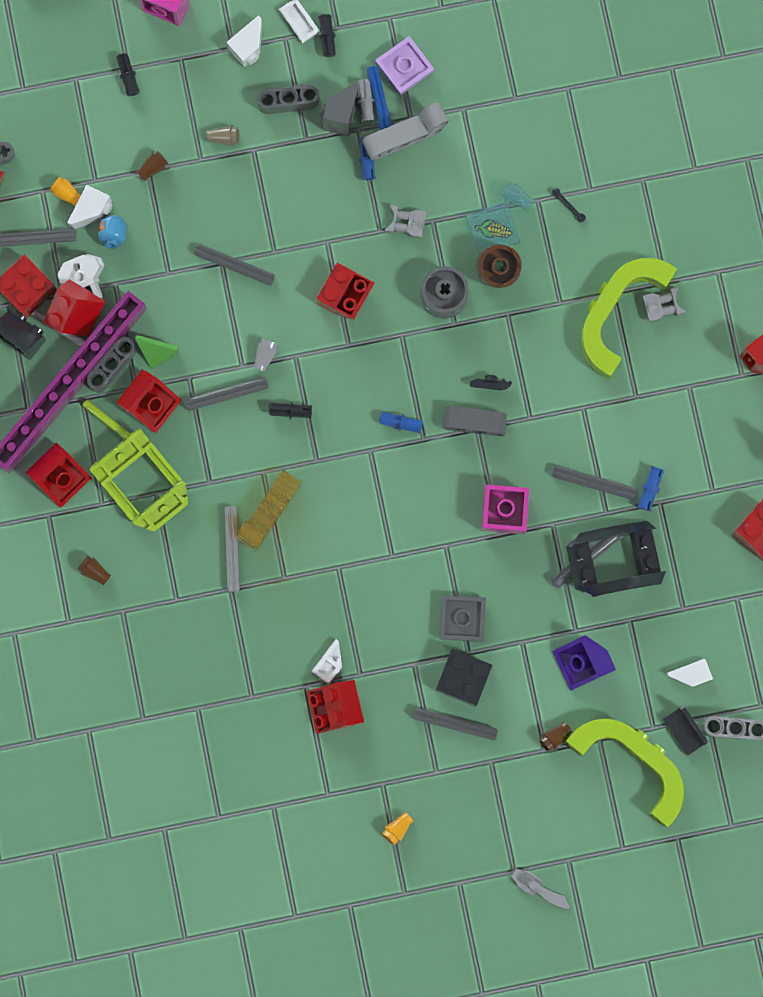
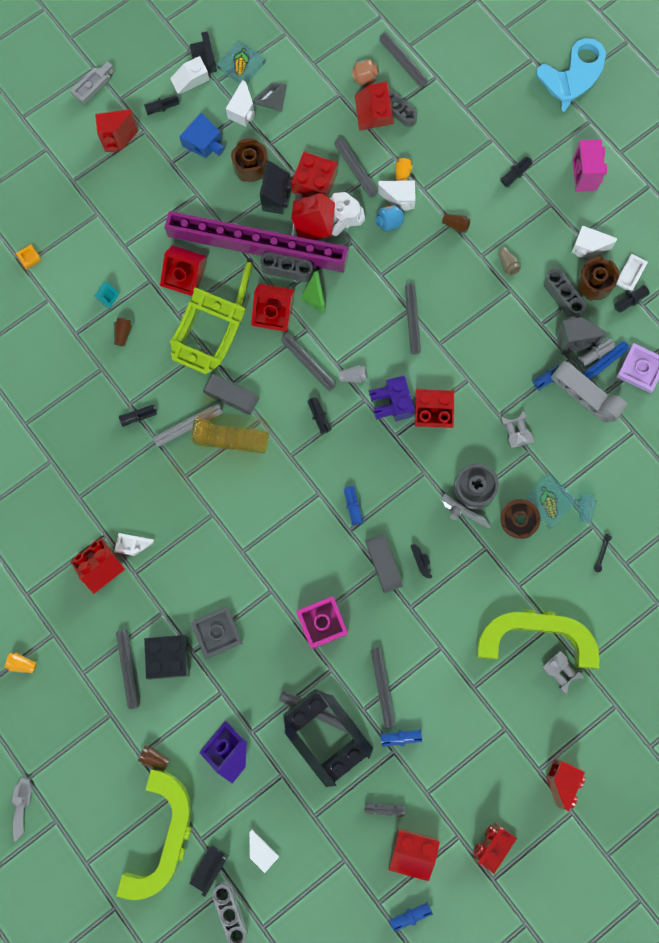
camera: 70 degrees right, 5 degrees down
(44, 567) = (106, 294): none -> teal tile
(195, 595) = (137, 415): none -> black axle
(222, 489) = (231, 394): none -> dark grey beam
(279, 53) = (597, 278): none -> reddish brown brick
(316, 321) = (399, 396): none -> dark purple brick
(455, 320) = (458, 508): none -> light grey piece
(708, 537) = (384, 809): none -> dark grey axle

